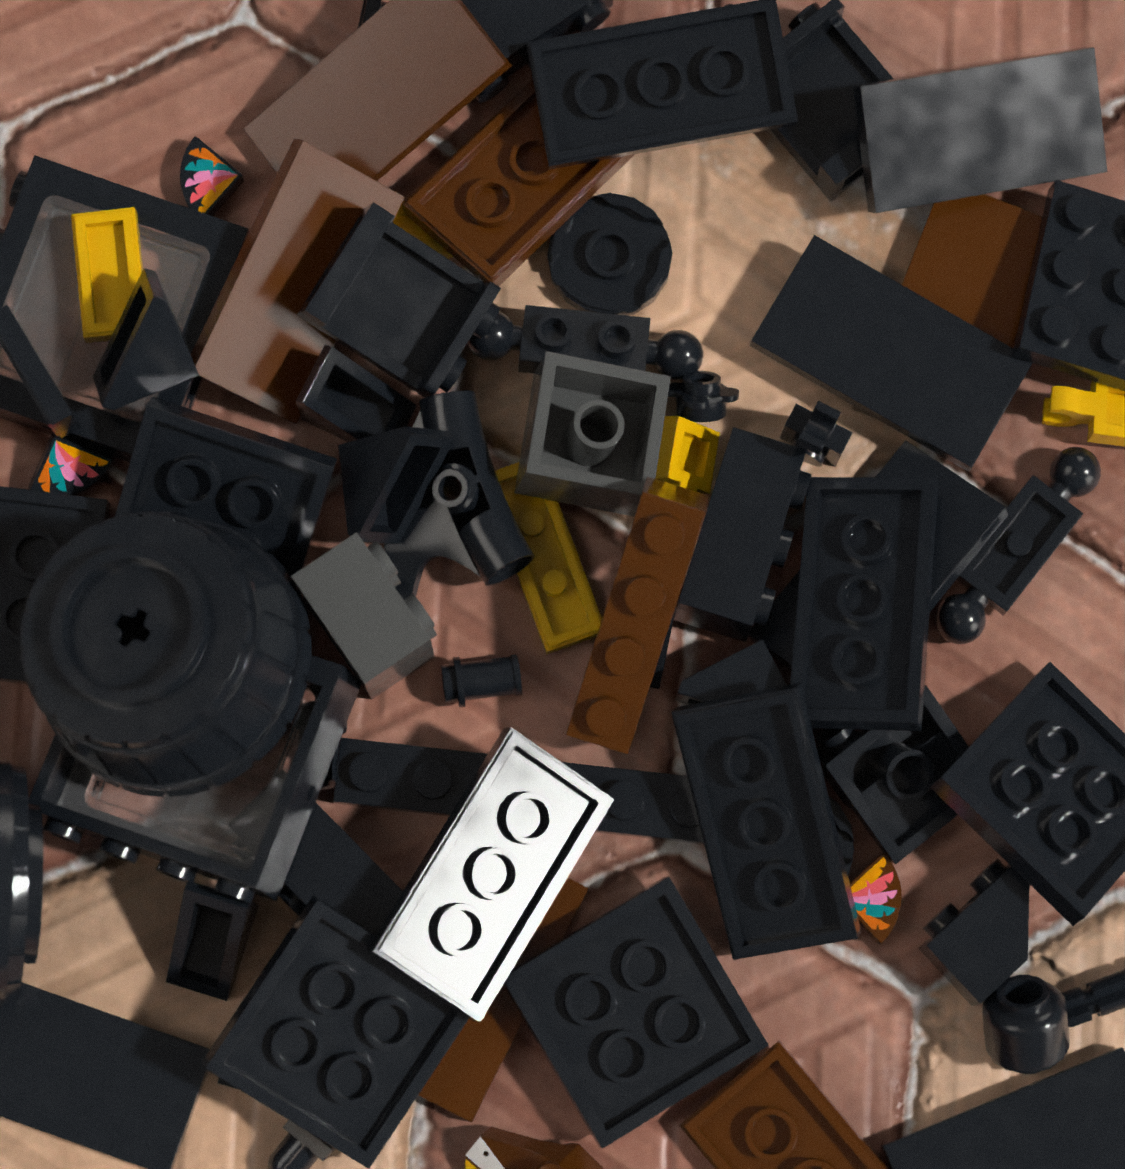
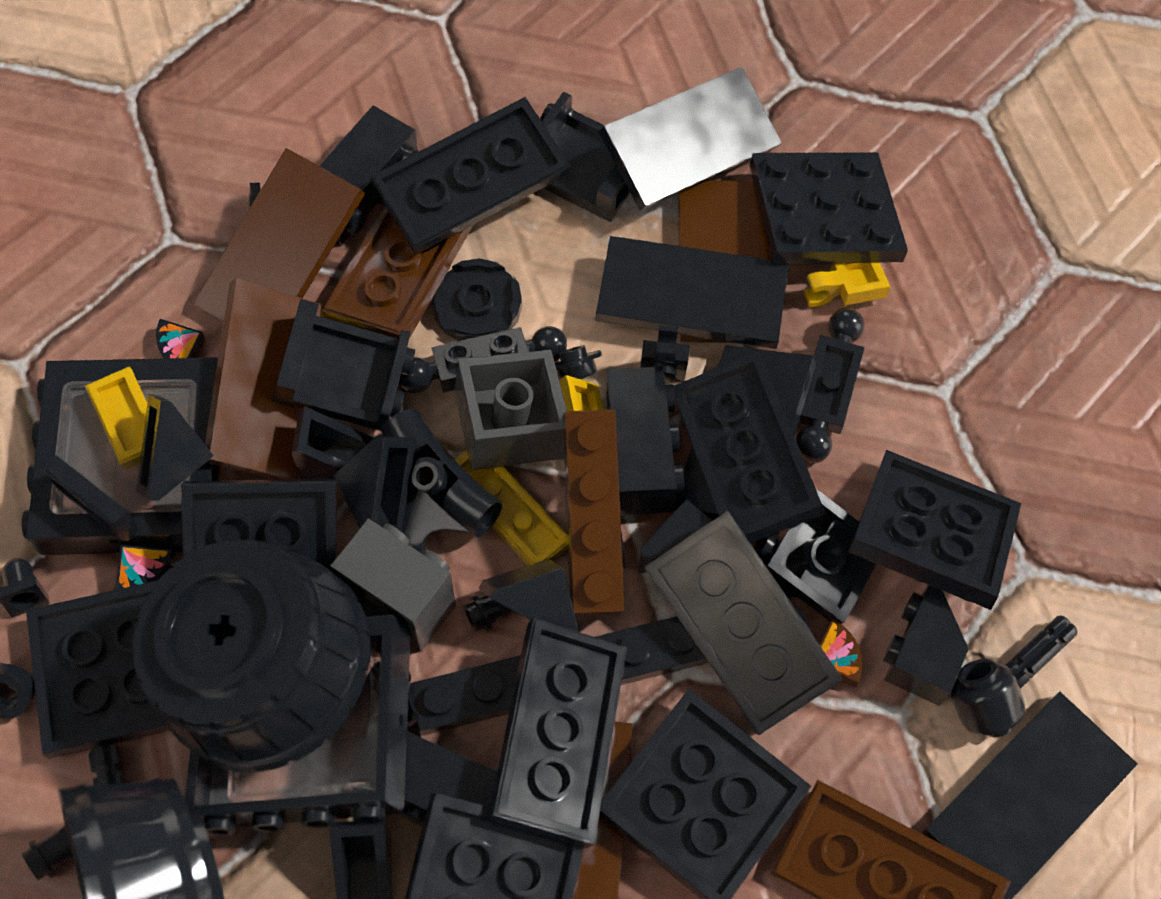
camera: 20 degrees left, 15 degrees down
(526, 691) = (534, 592): none -> black slope

